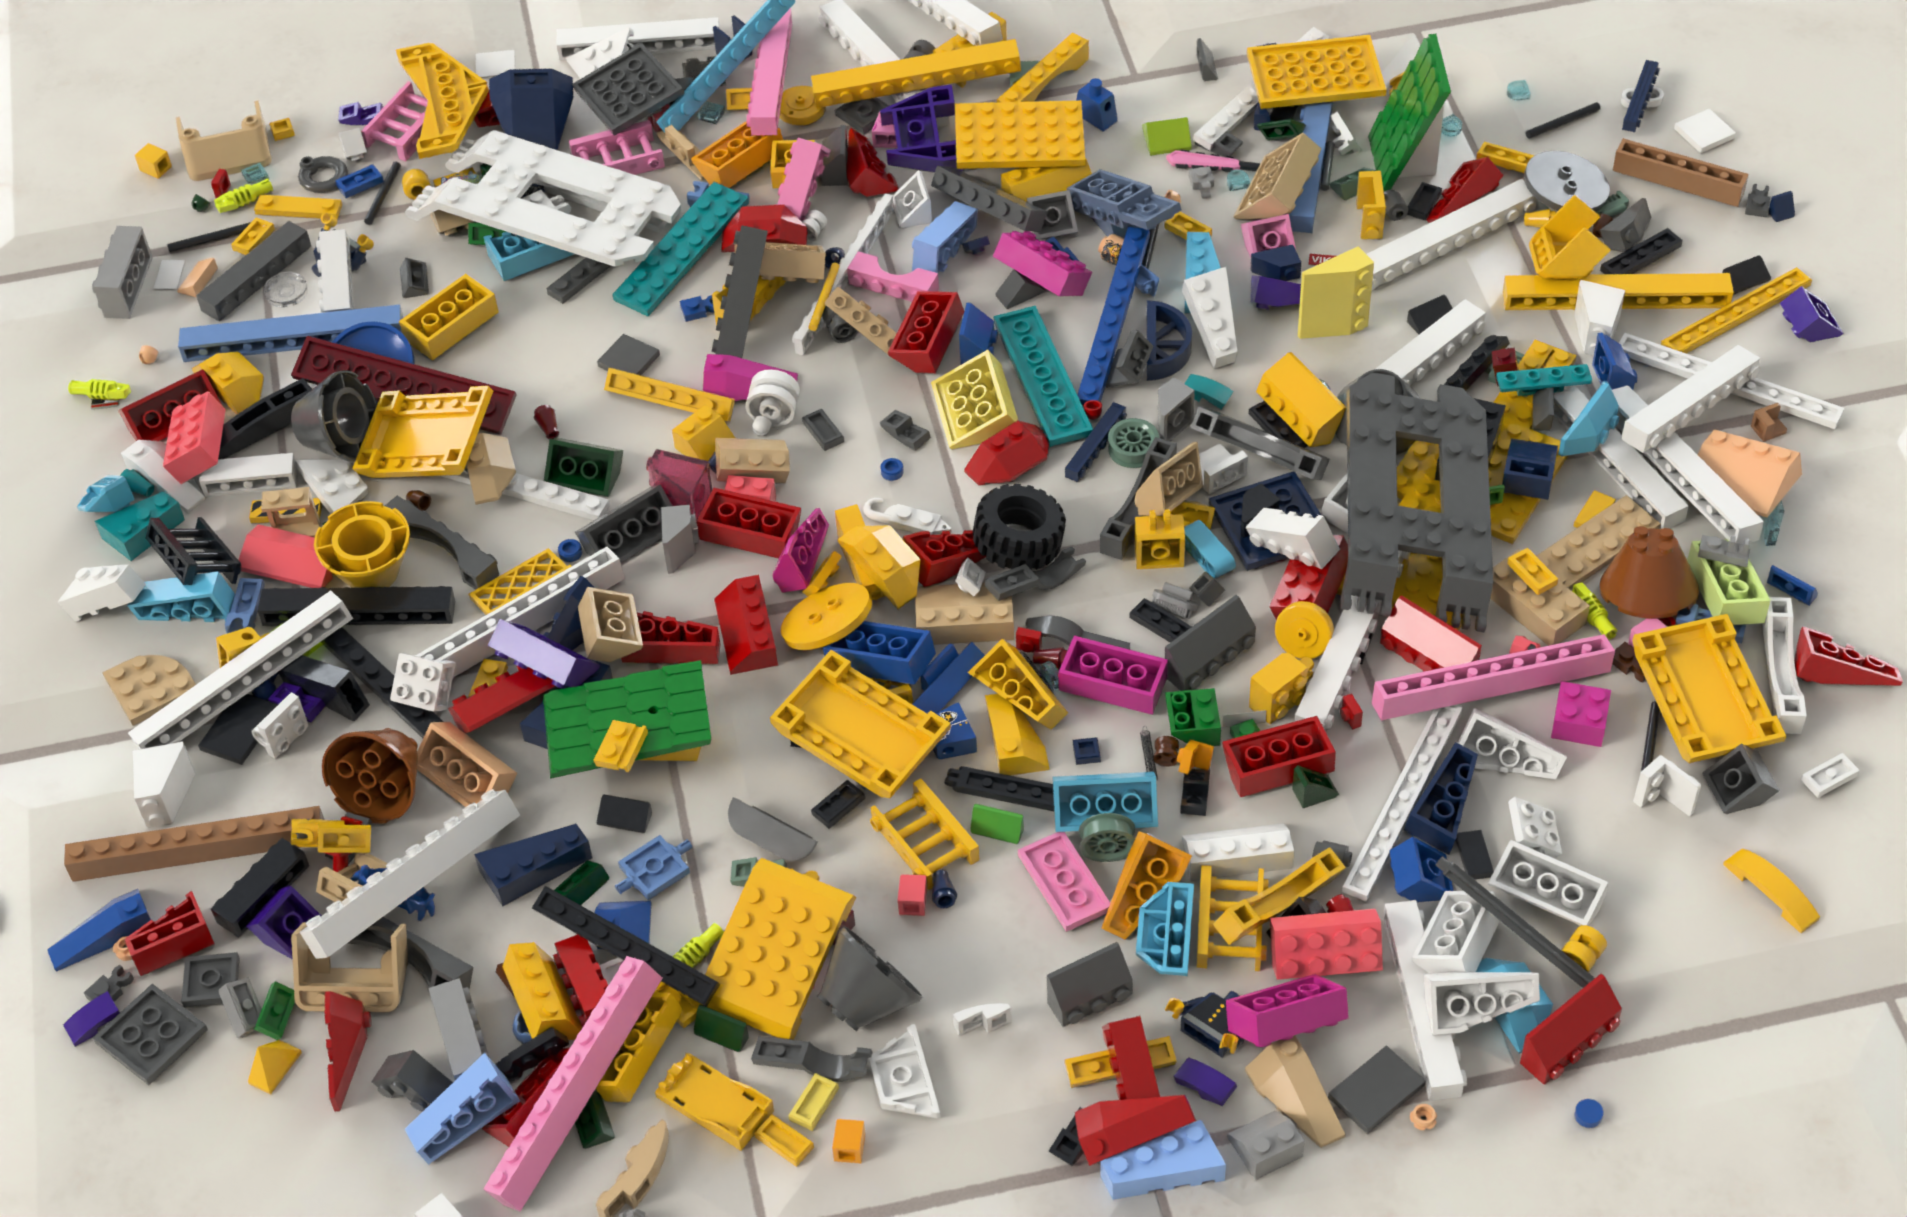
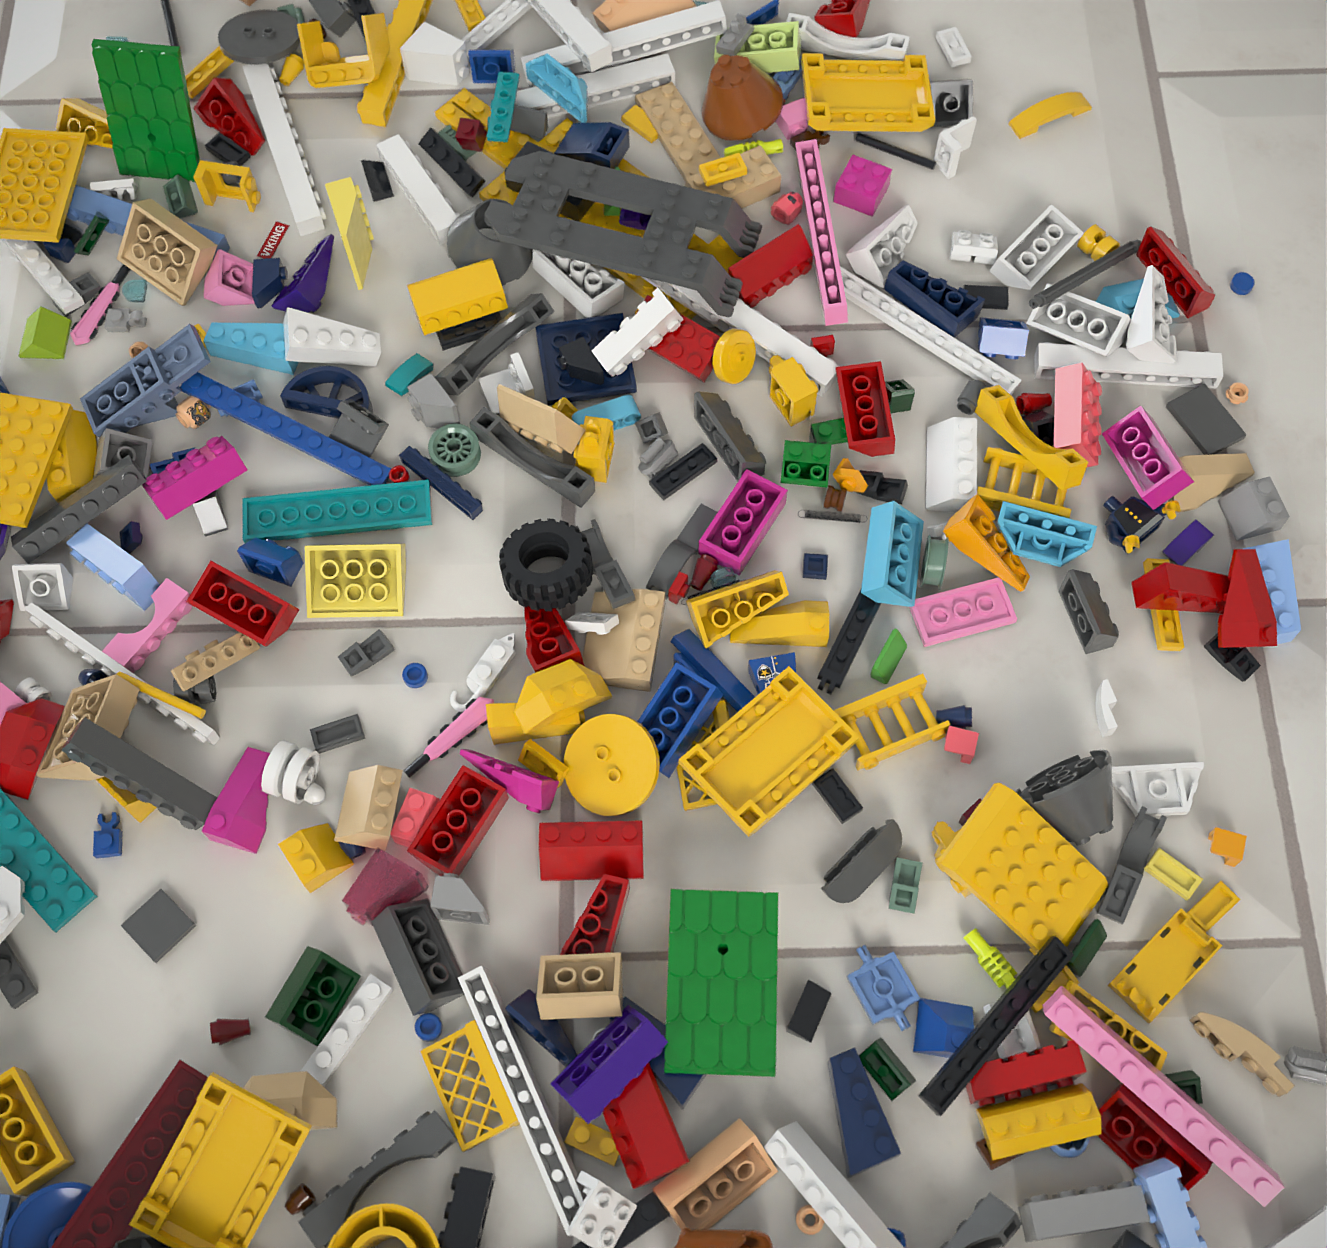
camera: 80 degrees left, 15 degrees up
(532, 1053) = (1109, 1142): black hinge -> none
(620, 746) = (767, 988): yellow plate -> none
(667, 393) = (234, 887): yellow plate -> none
(826, 500) = (451, 735): none -> bright pink sword
(1008, 454) = (438, 561): red wedge -> none

